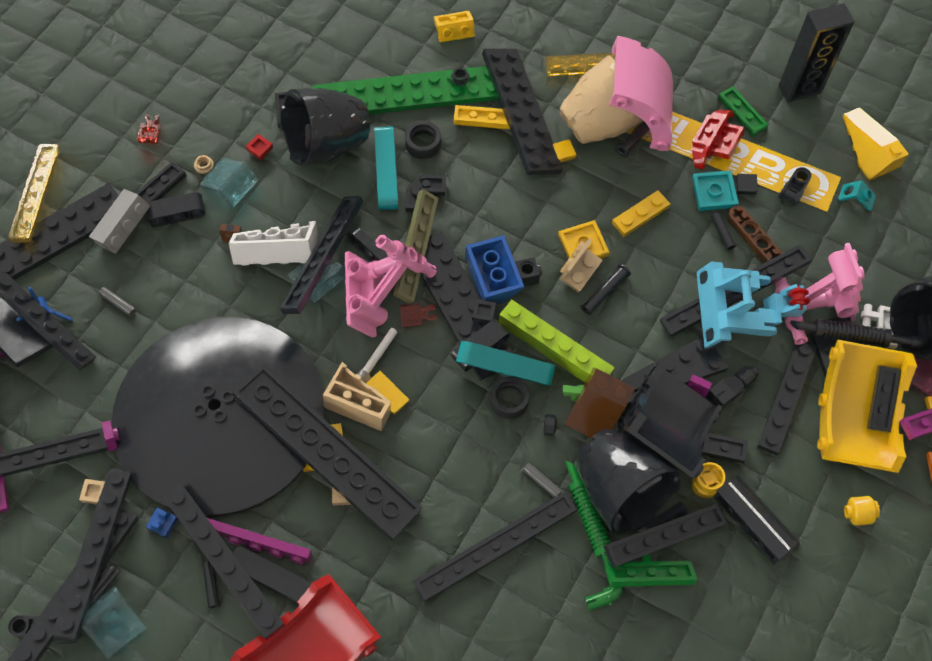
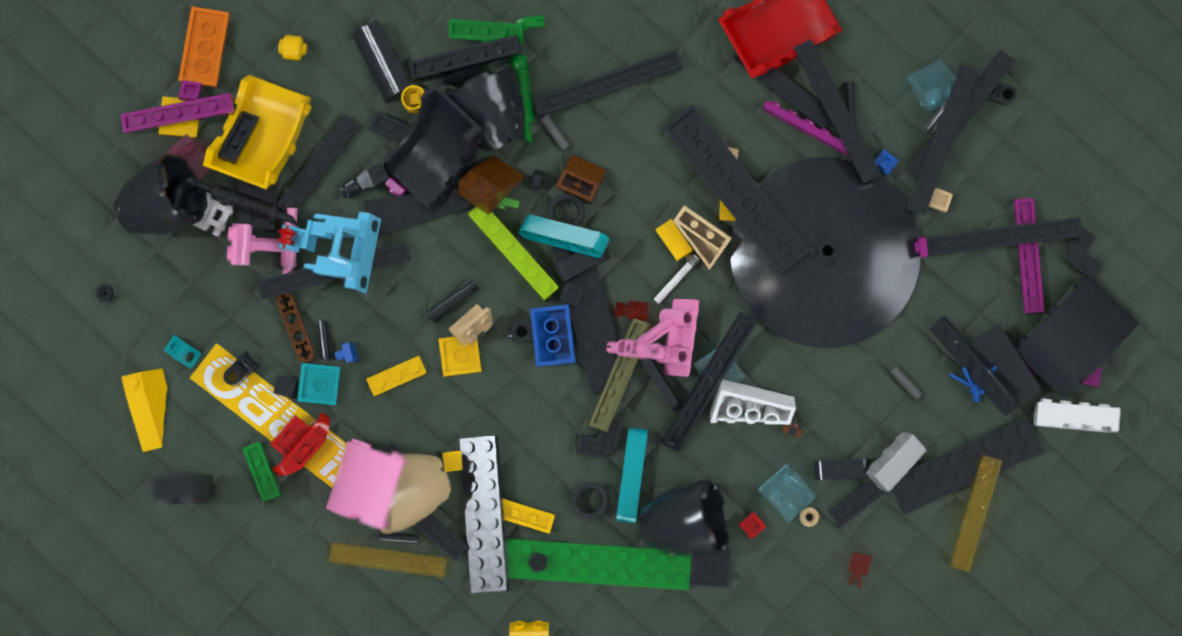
camera: 165 degrees left, 20 degrees up
(501, 432) = (581, 179): none -> reddish brown slope
(551, 85) = (442, 536): none -> black plate
(695, 221) = (348, 353): none -> blue tile

